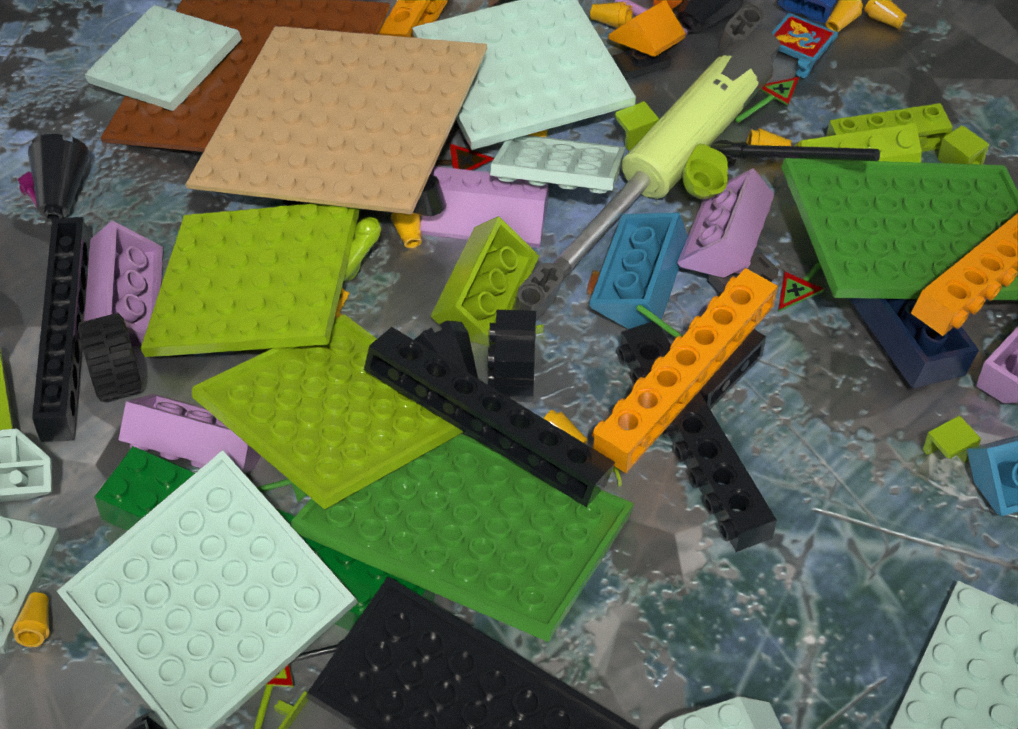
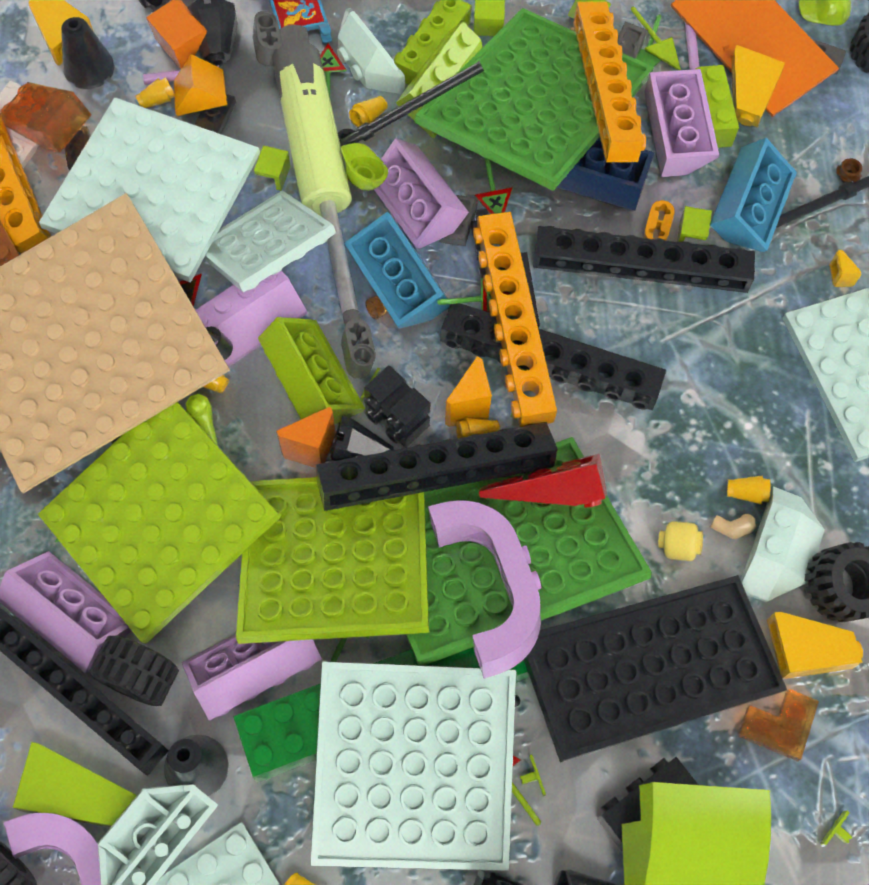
camera: 50 degrees left, 15 degrees up
(75, 454) = (197, 762): none -> black cone
(402, 560) = (474, 522): none -> lavender arch
(419, 311) = (308, 439): none -> orange slope
(565, 513) = (572, 484): none -> red wedge
(582, 394) = (470, 397): none -> light orange slope
(626, 660) = (681, 541): none -> light yellow head
(688, 698) = (735, 529): none -> tan arm
(741, 679) = (750, 489): none -> yellow cone
(814, 97) = (367, 56): none -> light aqua wedge
(875, 433) = (656, 268): none -> black brick
(922, 415) = (662, 225): none -> light orange beam

